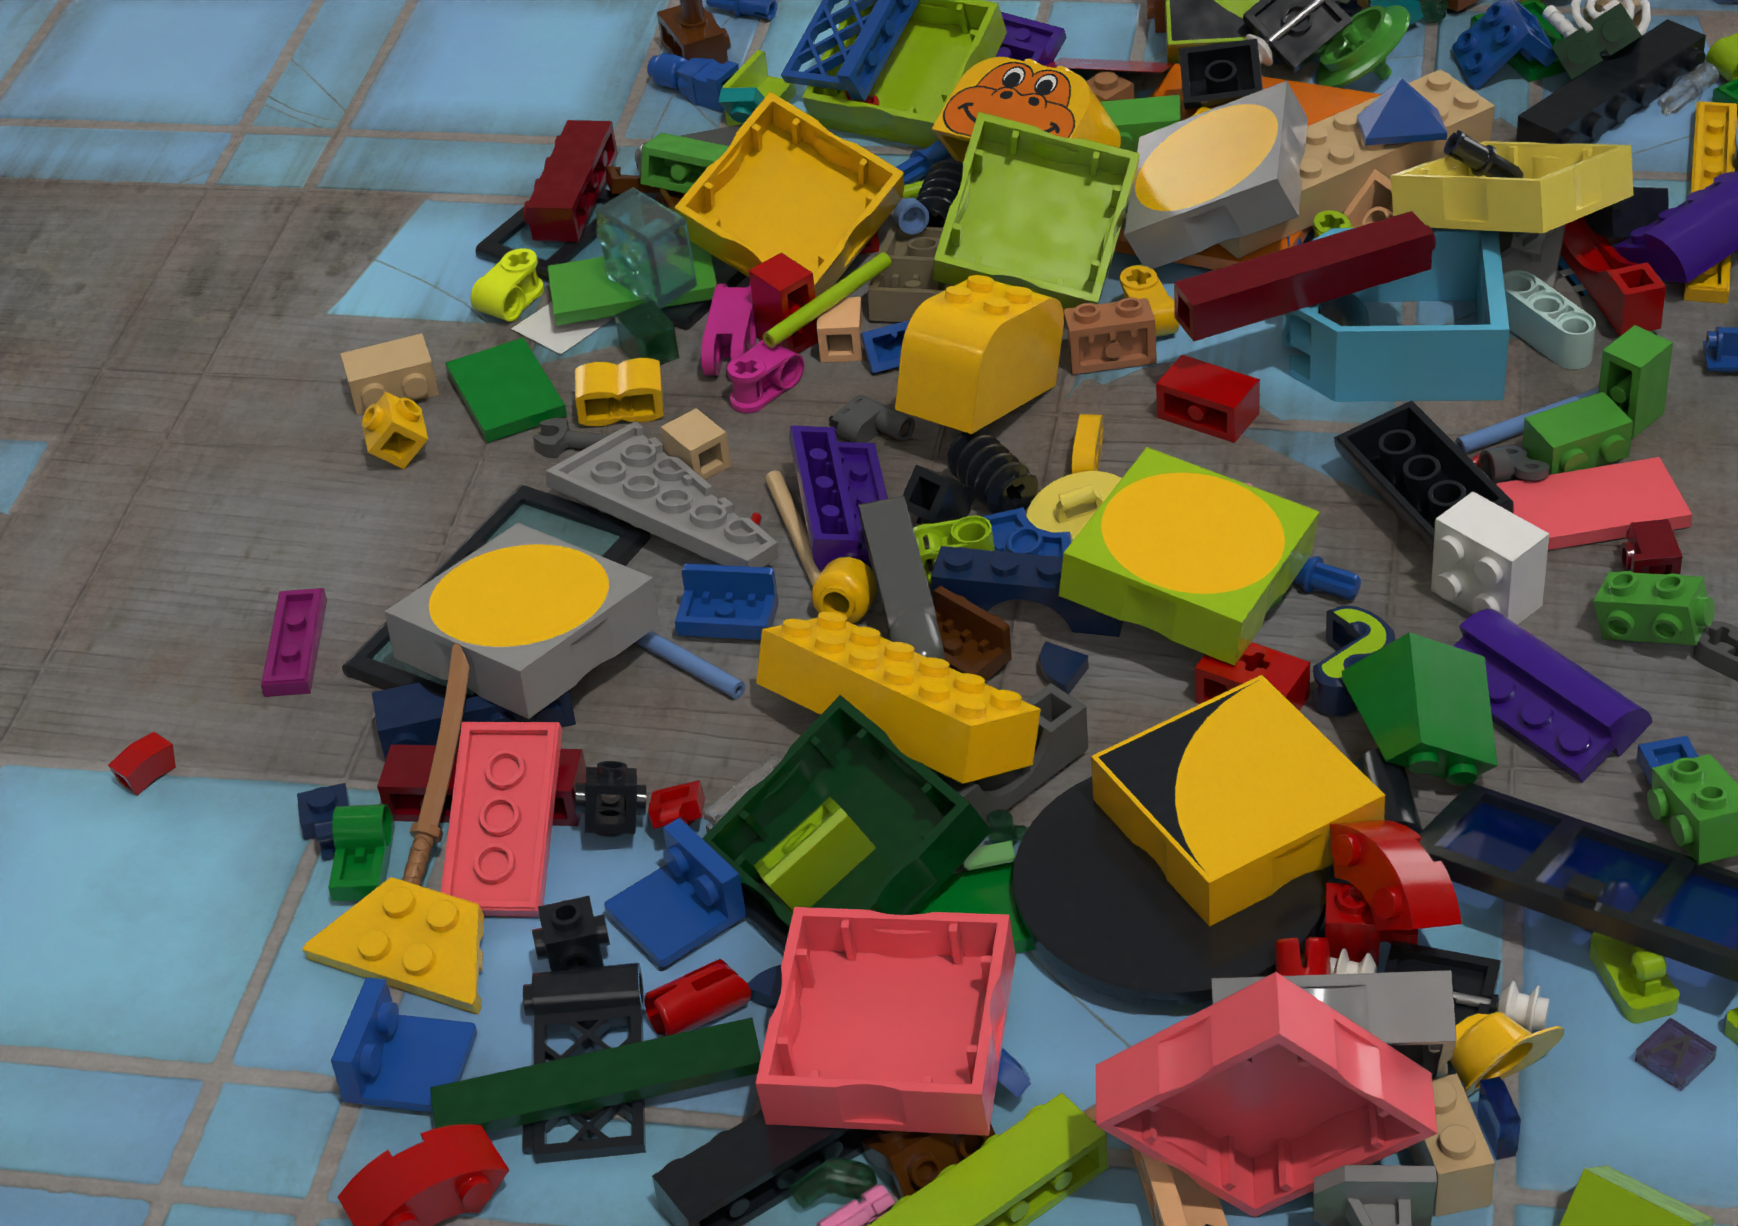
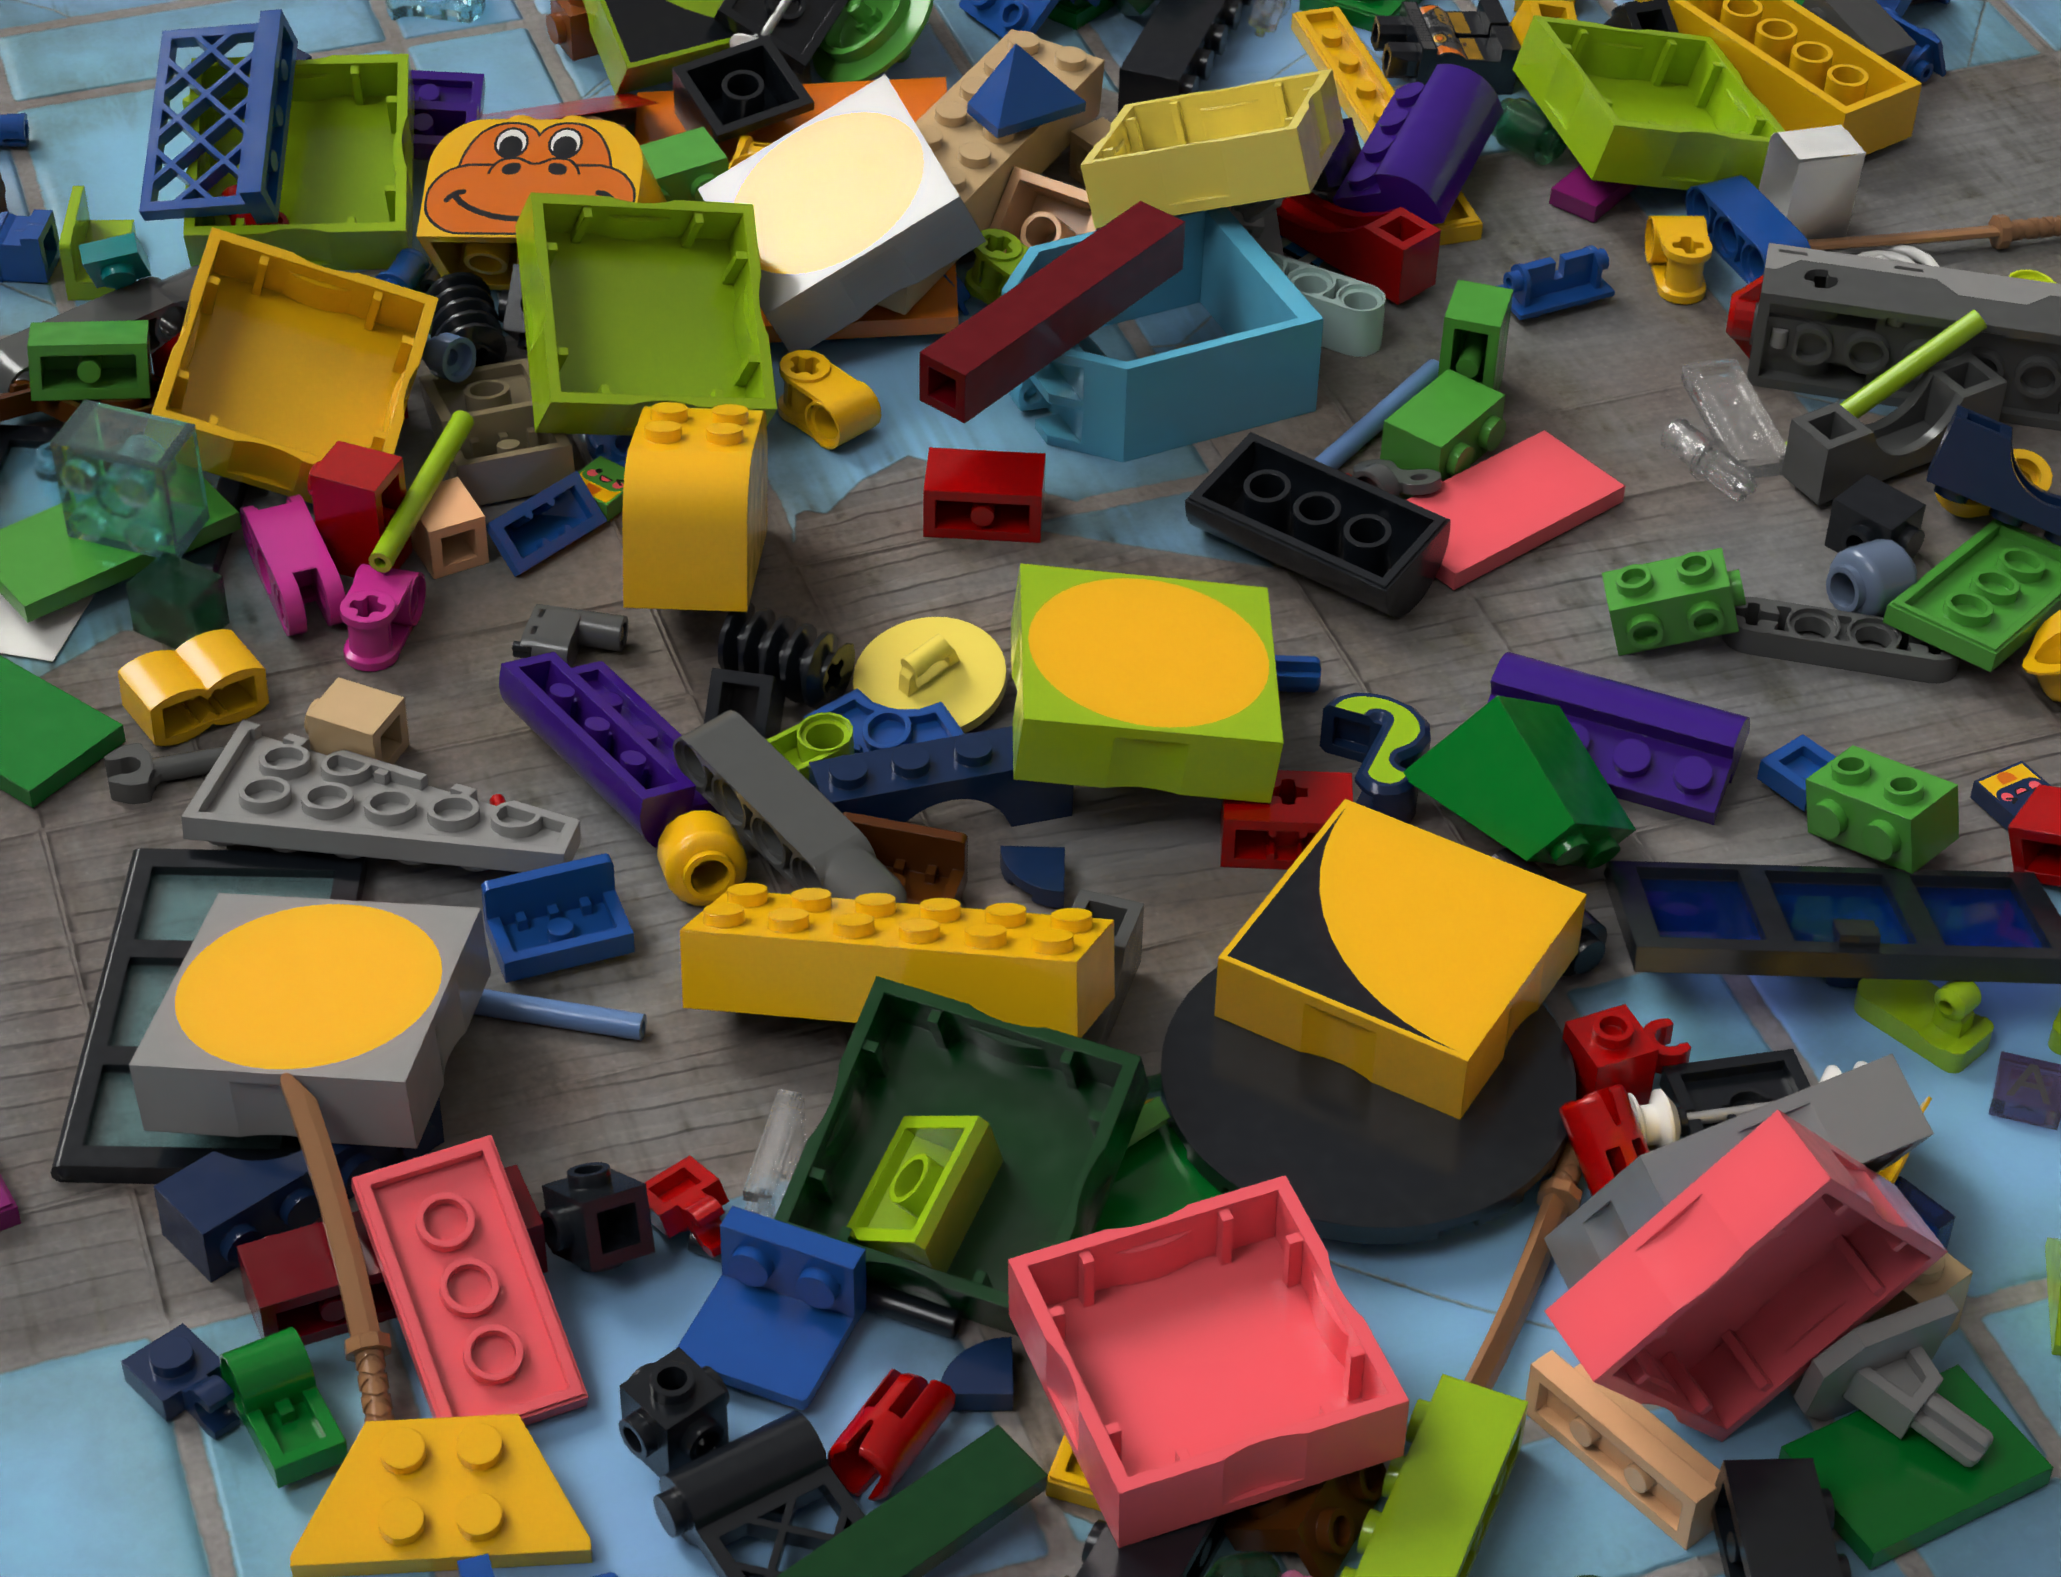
camera: 35 degrees left, 0 degrees up
(793, 522) = (569, 801): tan bar -> none
(1088, 443) = (877, 590): yellow beam -> none
(1110, 335) = (817, 447): nougat bracket -> none
(1394, 875) = (1651, 982): red brick -> none
(1480, 158) = (1149, 123): black axle -> none
(1489, 559) = (1465, 596): white brick -> none
(1651, 548) = (1618, 536): dark red brick -> none

